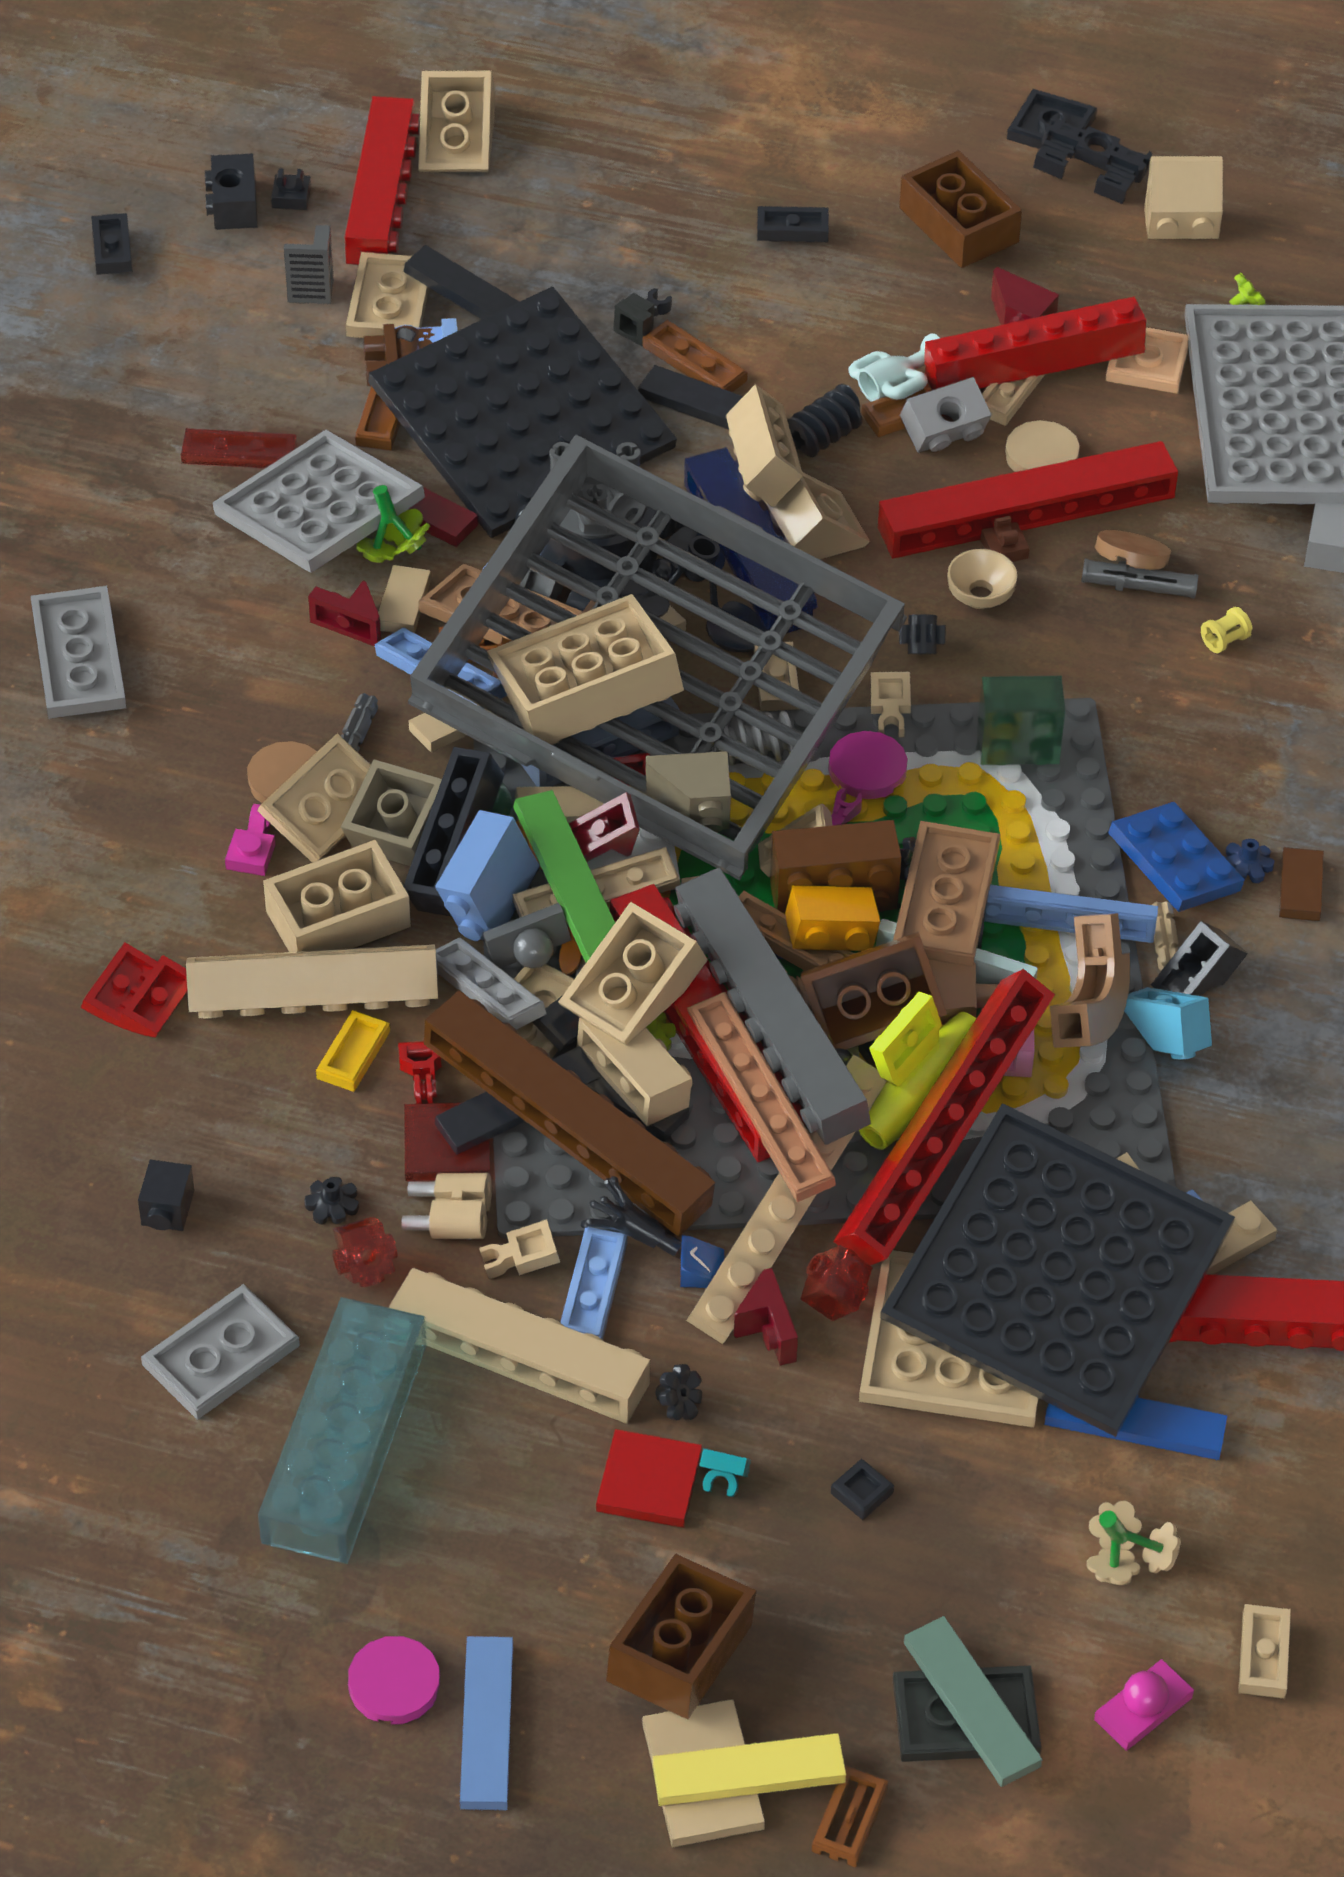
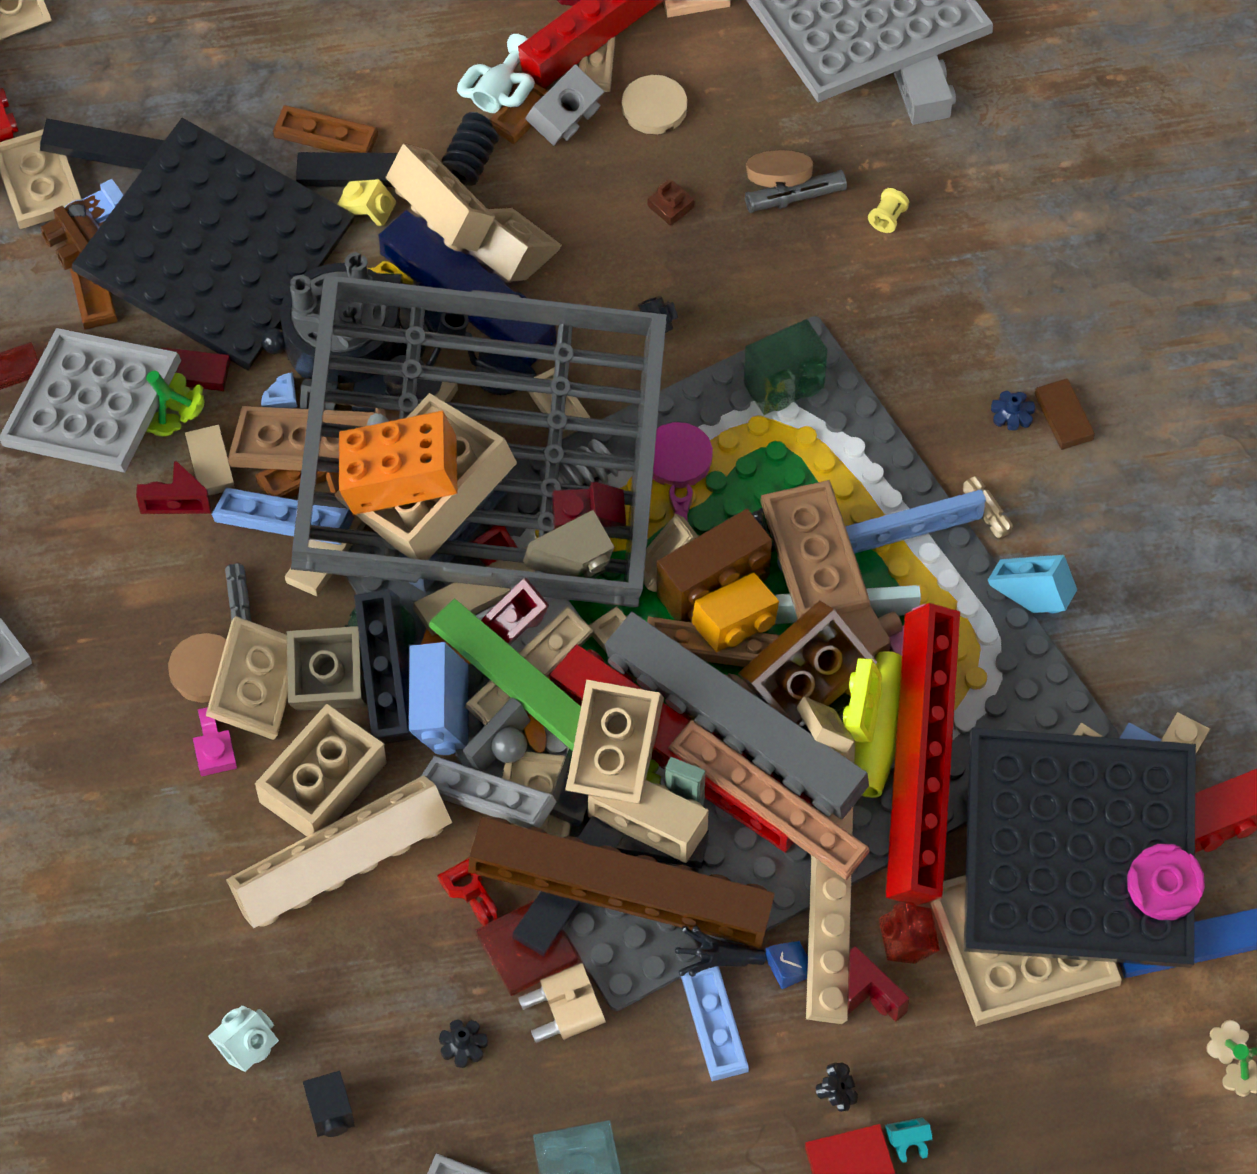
camera: 25 degrees left, 10 degrees up
(106, 1099) = (244, 1037): none -> light aqua brick
(137, 991) = (195, 925): red slope -> none
(353, 1051) = (403, 898): yellow tile -> none
(354, 1241) = (522, 1080): clear red brick -> none
(526, 1346) = (693, 1102): tan brick -> none
(527, 1249) = (648, 1014): tan plate -> none
(557, 635) = (397, 462): none -> orange piece
(636, 315) = (257, 112): pearl dark grey piece -> none
(685, 1045) = (685, 780): none -> sand green tile
(700, 428) = (368, 198): none -> light yellow bracket
(749, 763) = (605, 500): none -> dark red slope
(853, 1046) = (825, 724): none -> tan tile
(862, 1489) = (1020, 1101): black tile -> none
(890, 697) = (670, 389): tan plate -> none
(982, 569) = (679, 234): tan piece -> none
(1029, 497) = (668, 155): red brick -> none
(1100, 986) = (972, 580): medium nougat arch -> none
(1128, 1335) = (1165, 882): none -> dark pink tile
(1176, 856) = (958, 432): blue plate -> none
(1201, 962) = (1031, 523): black arch -> none

